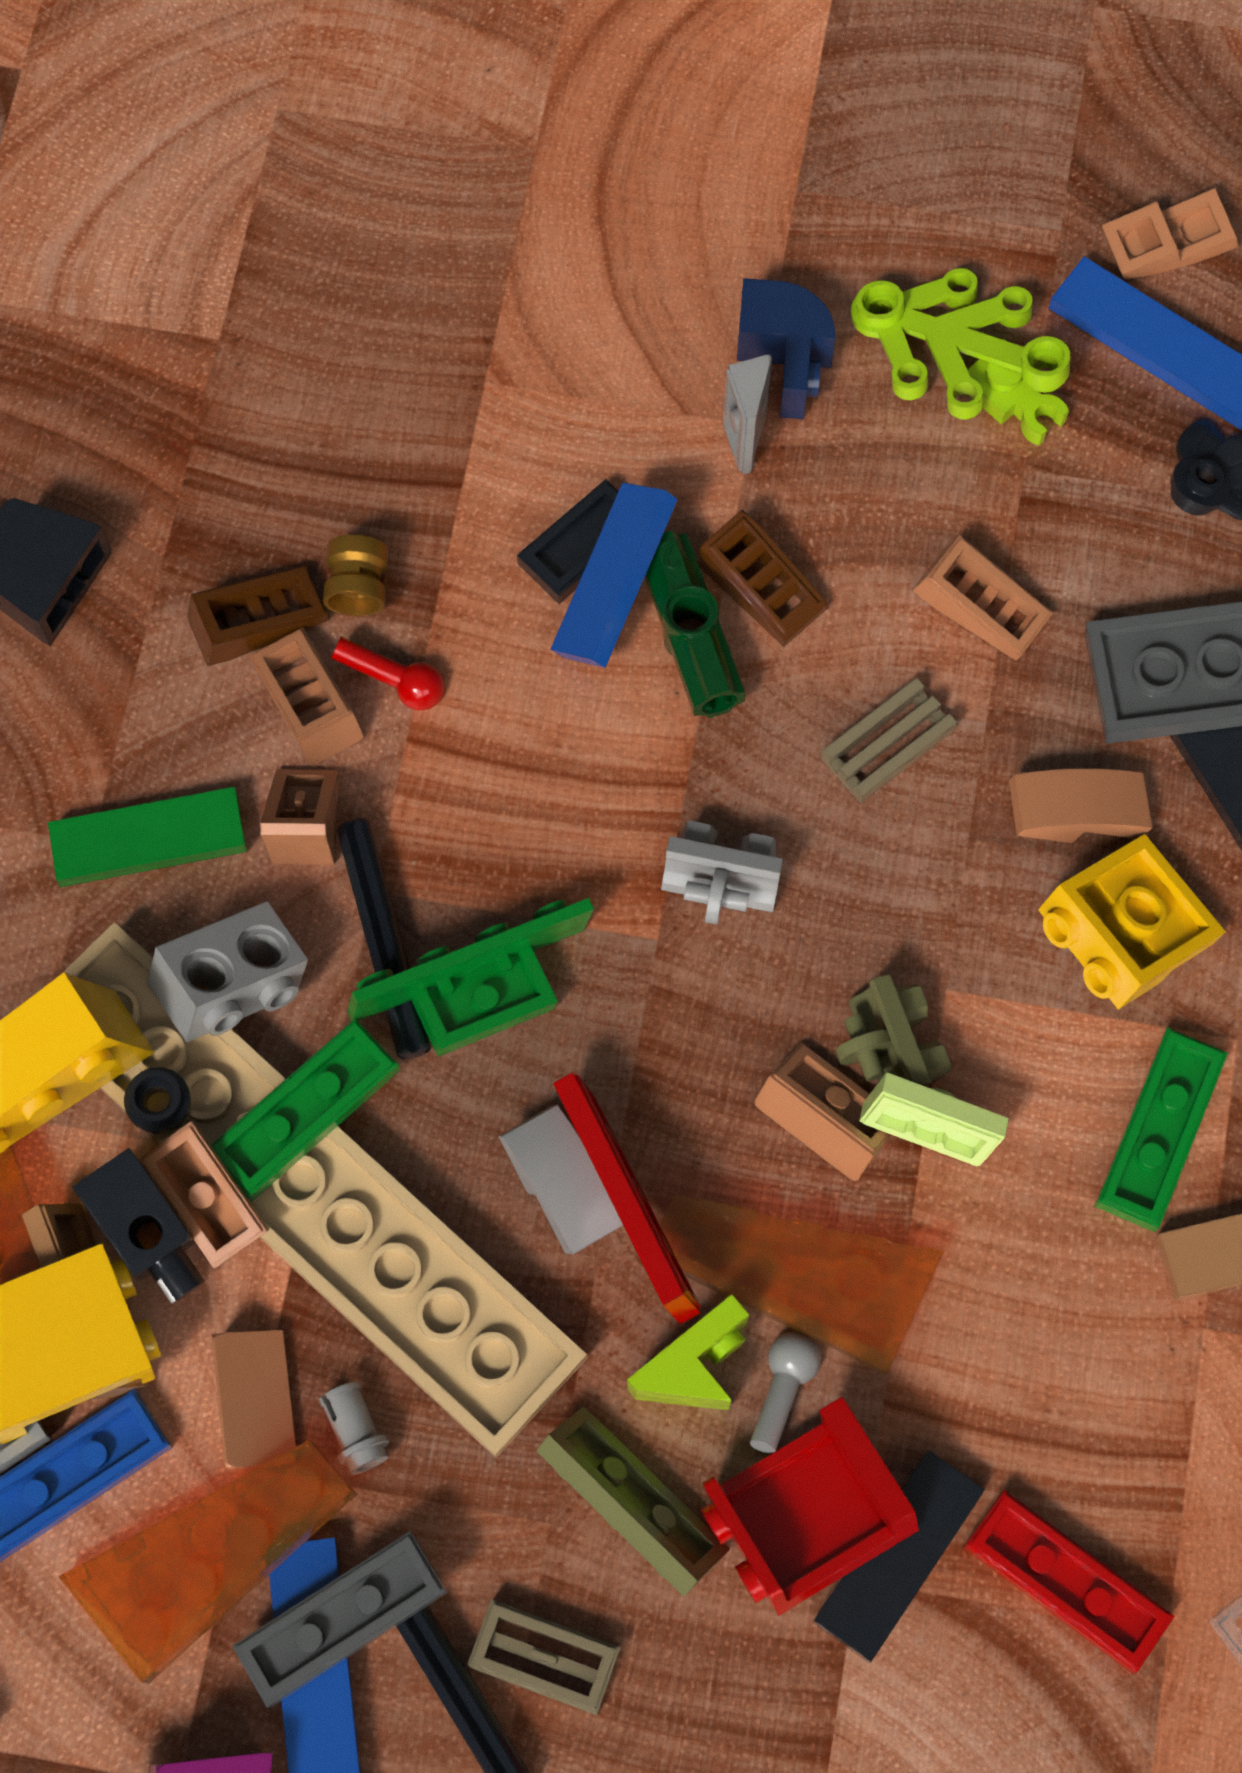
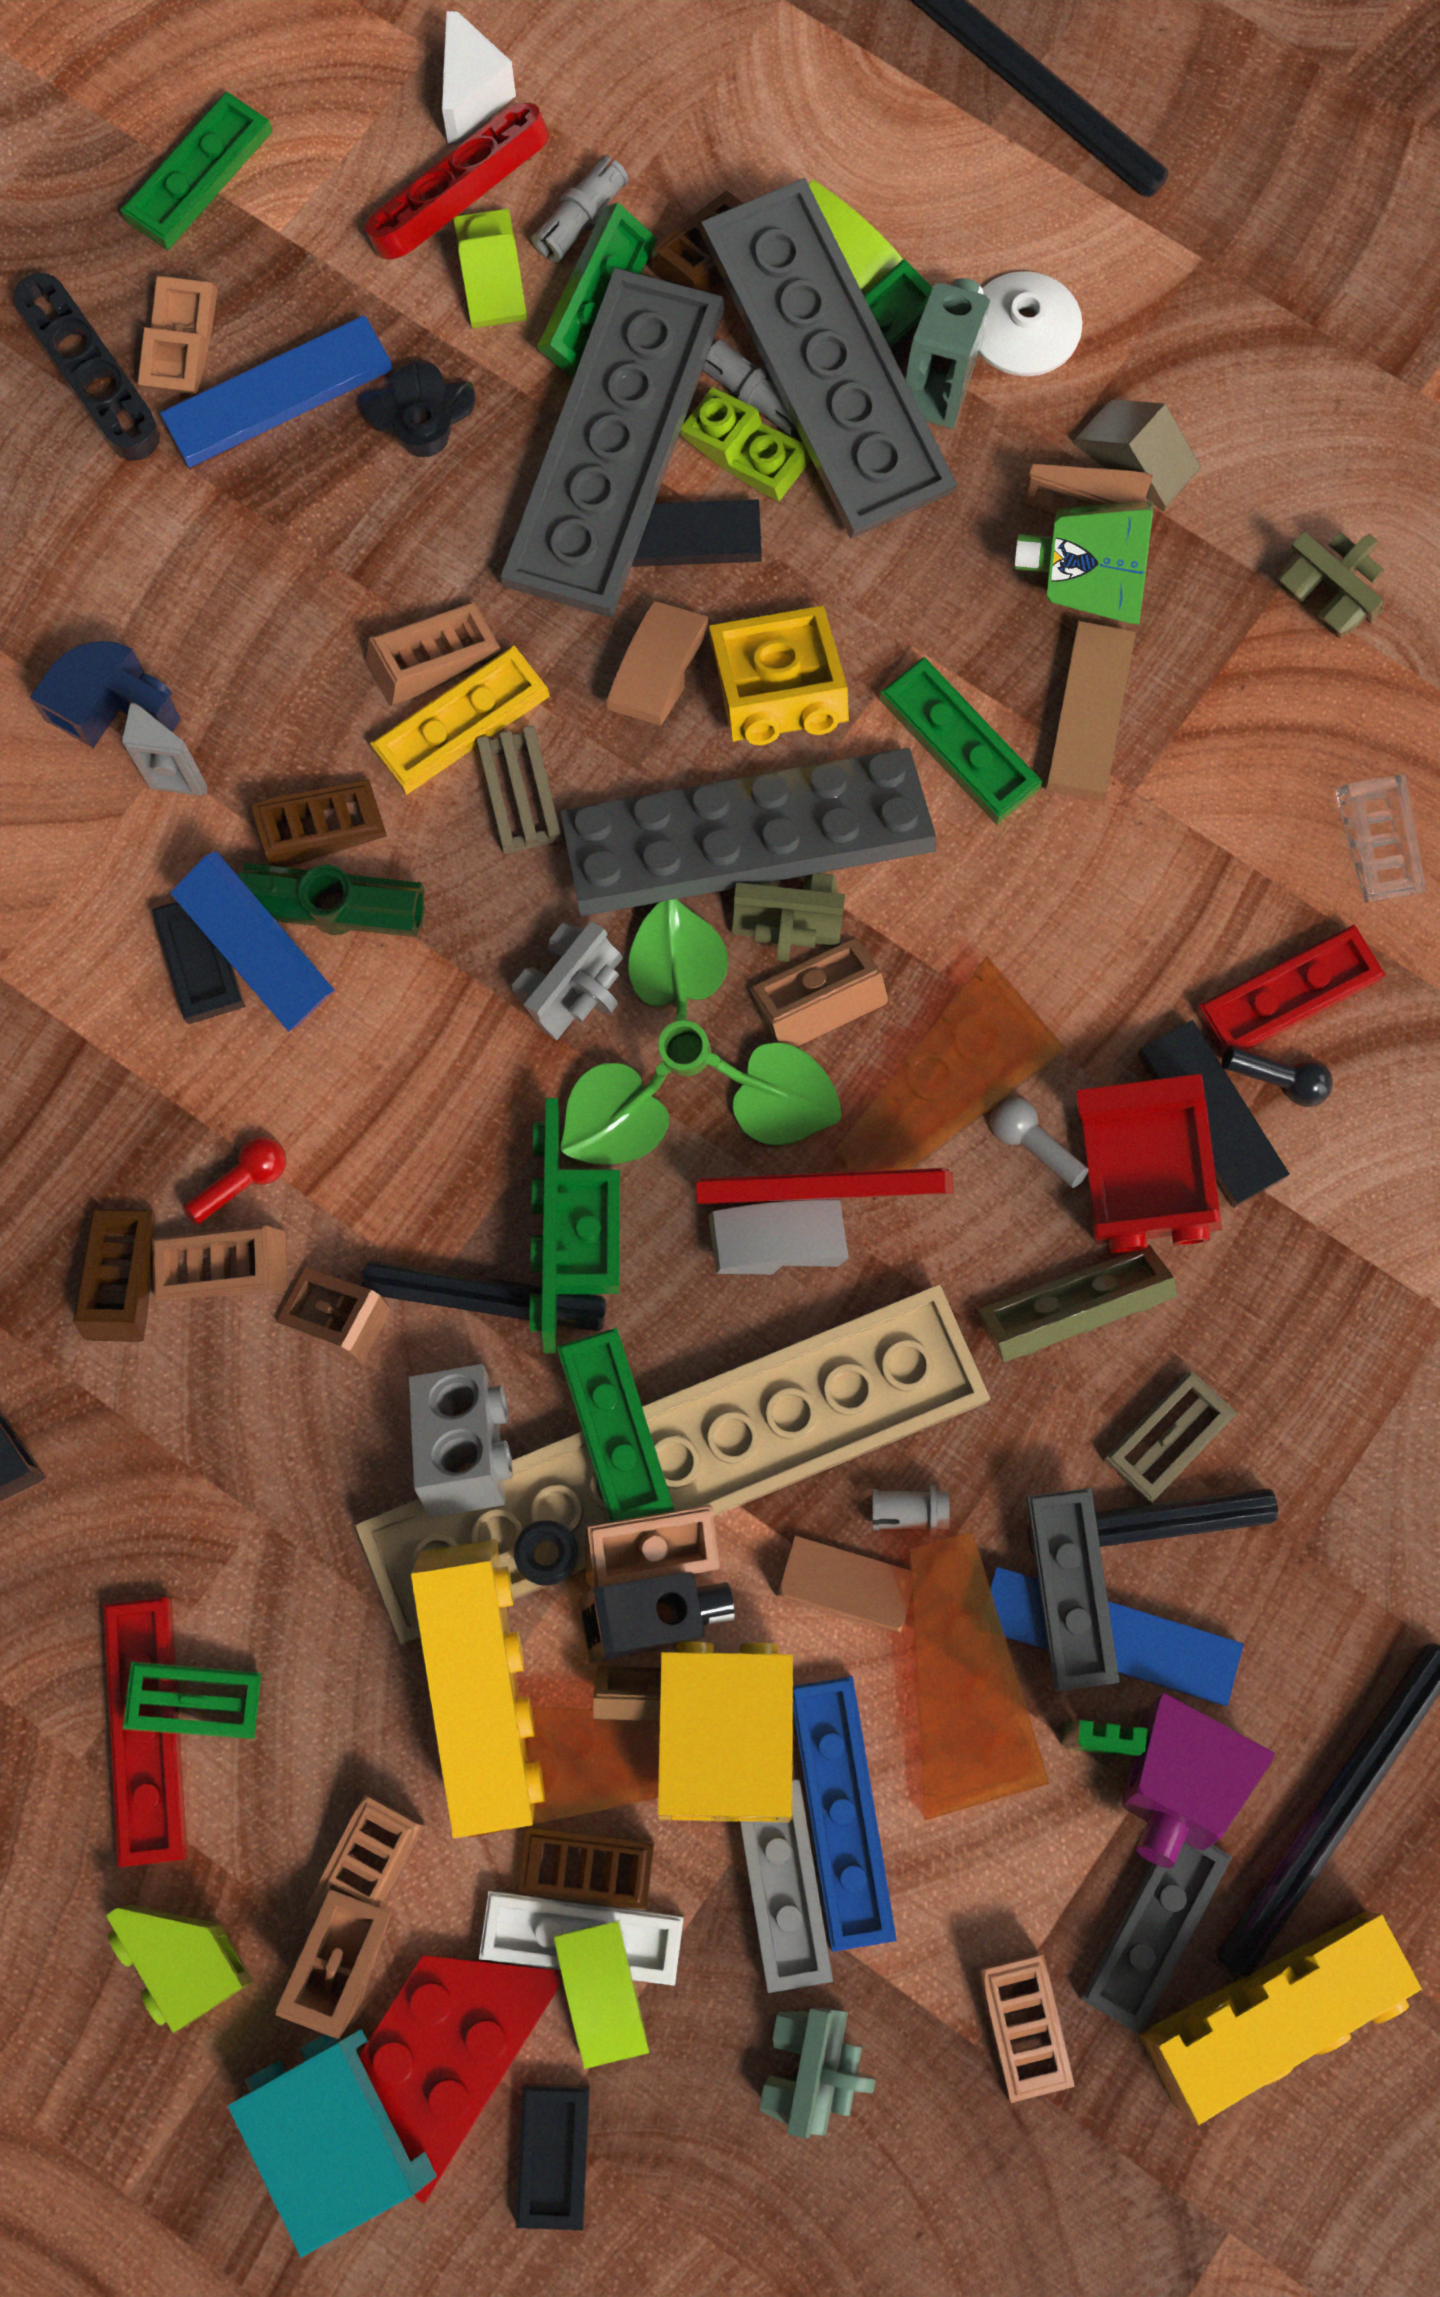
camera: 65 degrees left, 5 degrees up
(147, 837) = (283, 1464): green tile -> none
(194, 1686) = (1103, 1738): none -> green tile
(355, 575) = (129, 1167): pearl gold wheel -> none
(613, 971) = (617, 1118): none -> bright green plant
(678, 1370) = (984, 1213): lime slope -> none
(933, 1119) = (874, 909): yellowish green plate -> none
(937, 656) = (454, 720): none -> yellow tile
(955, 334) = (176, 554): lime plant -> none
(955, 967) = (747, 831): none -> dark grey plate
(980, 1639) = (1304, 1082): none -> black bar
(1009, 394) = (245, 536): lime plate -> none
(1092, 174) = (87, 366): none -> black beam

